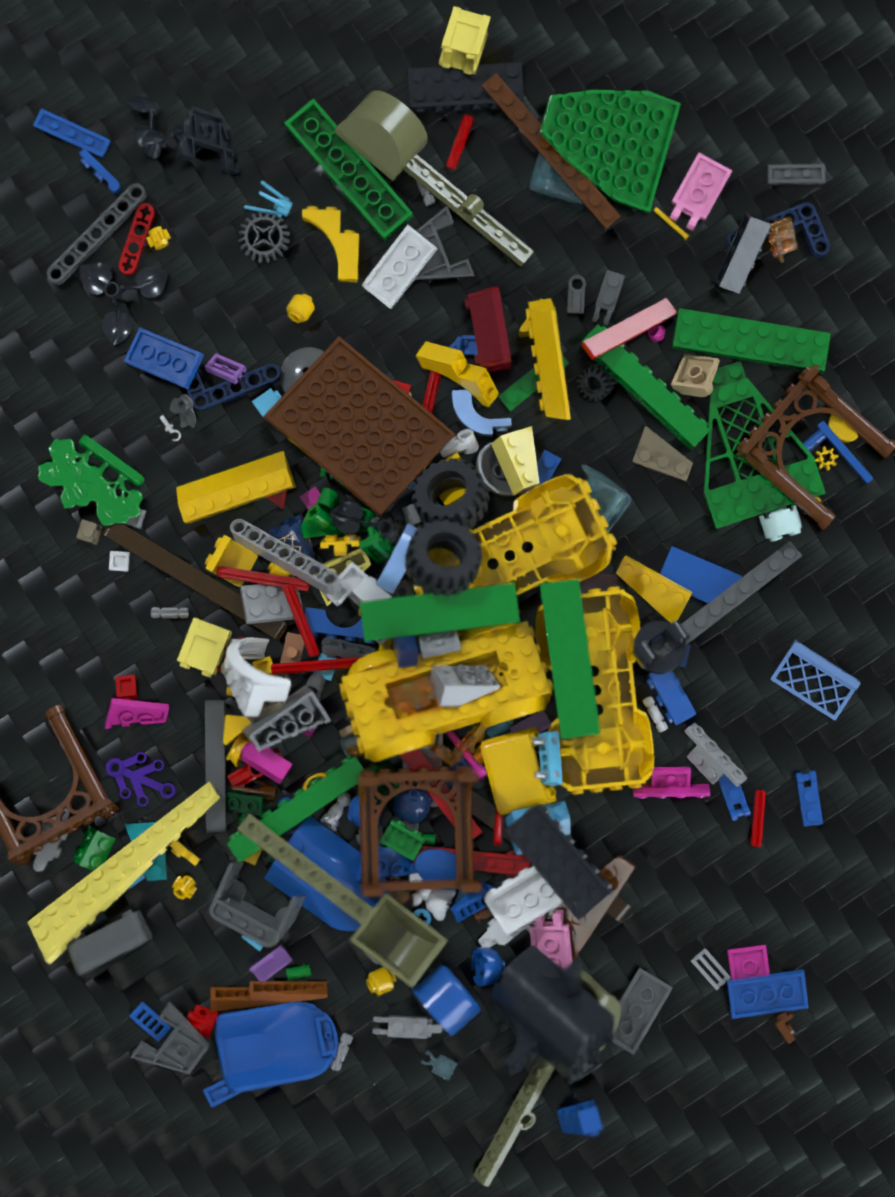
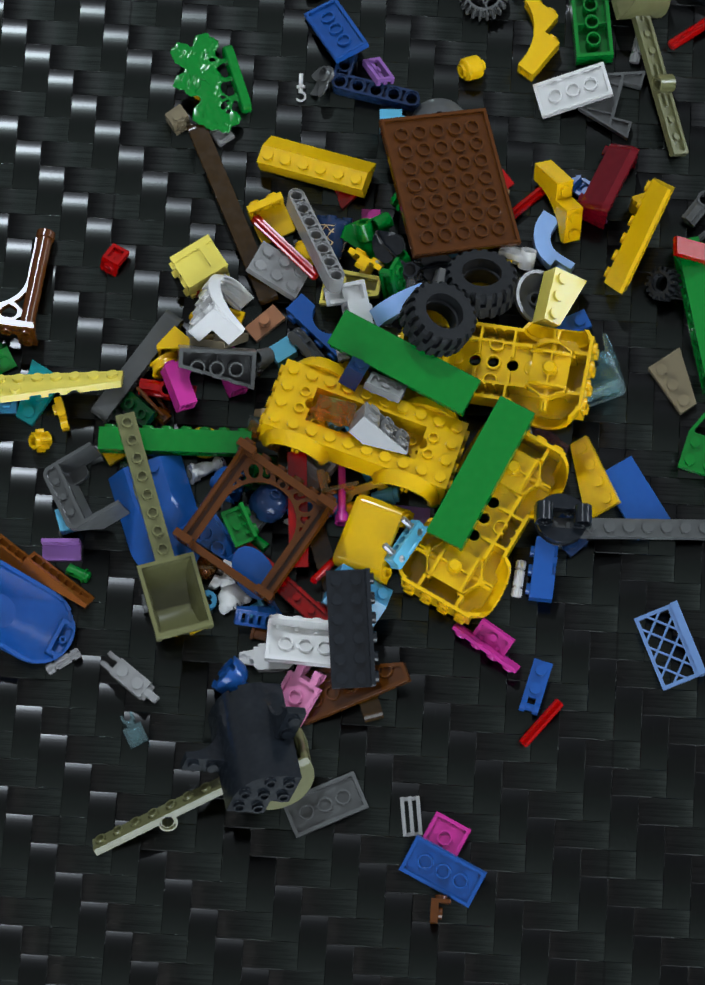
camera: 40 degrees right, 10 degrees down
(119, 561) = (184, 159): white tile -> none
(131, 711) = (104, 276): dark pink wing -> none
(137, 777) = (71, 331): dark purple plant -> none
(169, 612) = (192, 224): light grey axle -> none
(301, 620) = (290, 298): red axle -> none
(308, 666) = (272, 340): red axle -> none
(380, 981) = (137, 627): yellow head -> none
(447, 999) = (178, 677): blue piece -> none
(522, 389) = (604, 251): green plate -> none
(580, 1119) = (214, 855): blue wedge -> none
(711, 759) = (537, 645): light grey bracket -> none
(809, 799) = (594, 738): blue plate -> none

